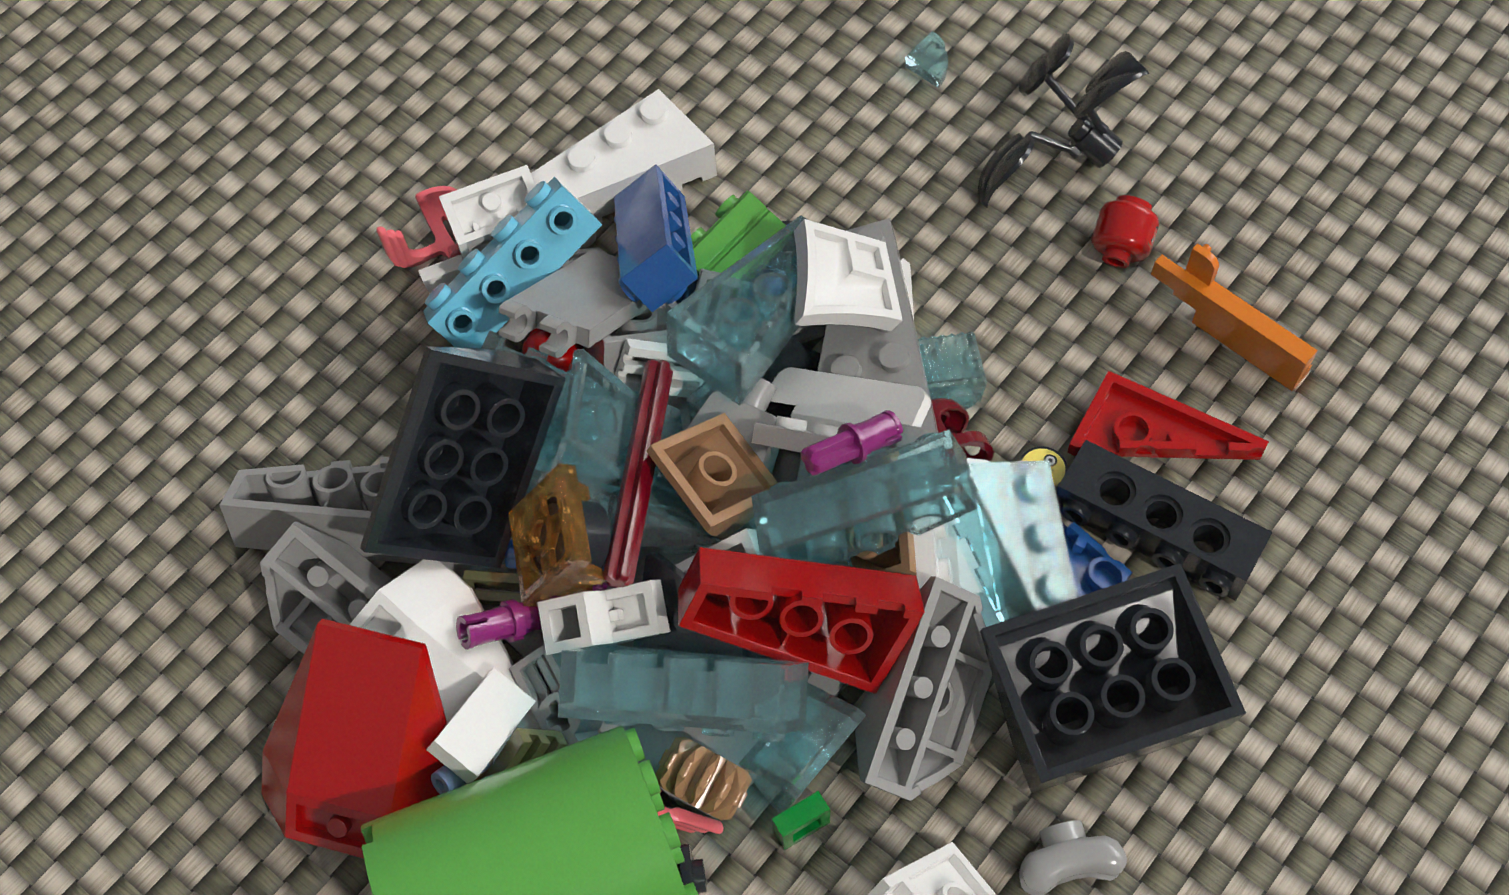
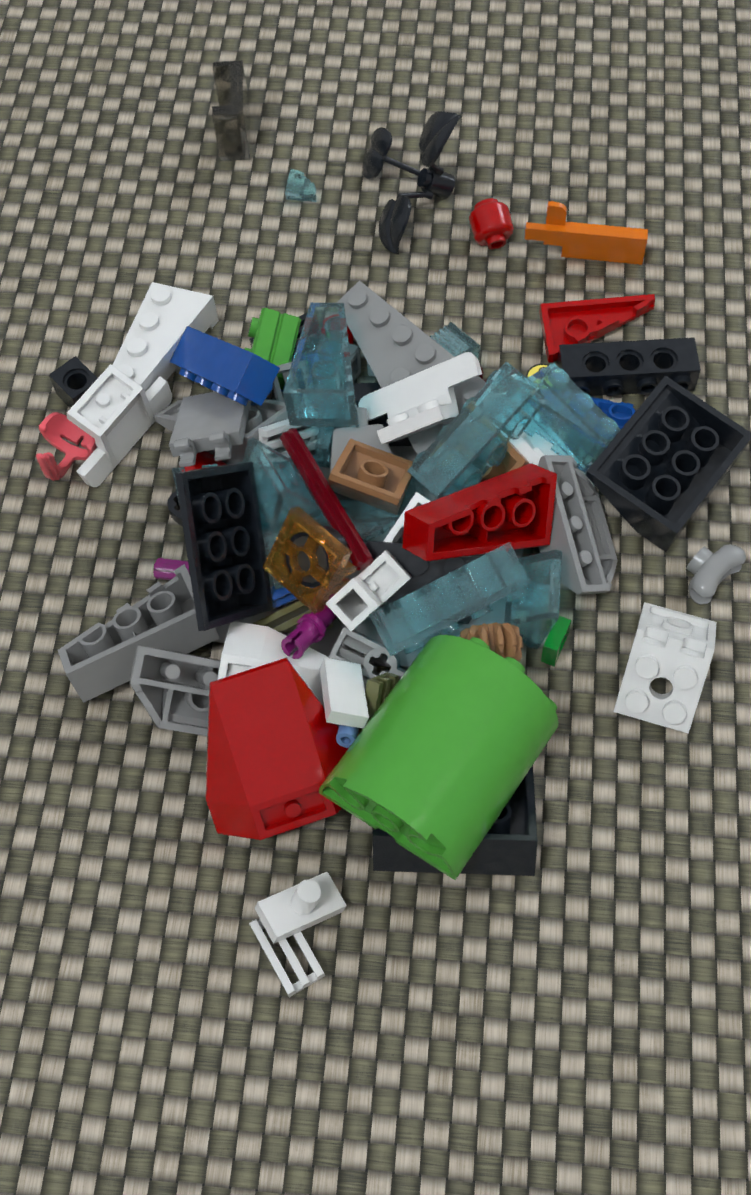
camera: 35 degrees left, 0 degrees up
(495, 155) = (72, 381): none -> black brick
(519, 256) = (143, 432): medium azure brick -> none
(843, 279) = (368, 322): white plate -> none
(853, 443) = (454, 401): magenta axle -> none

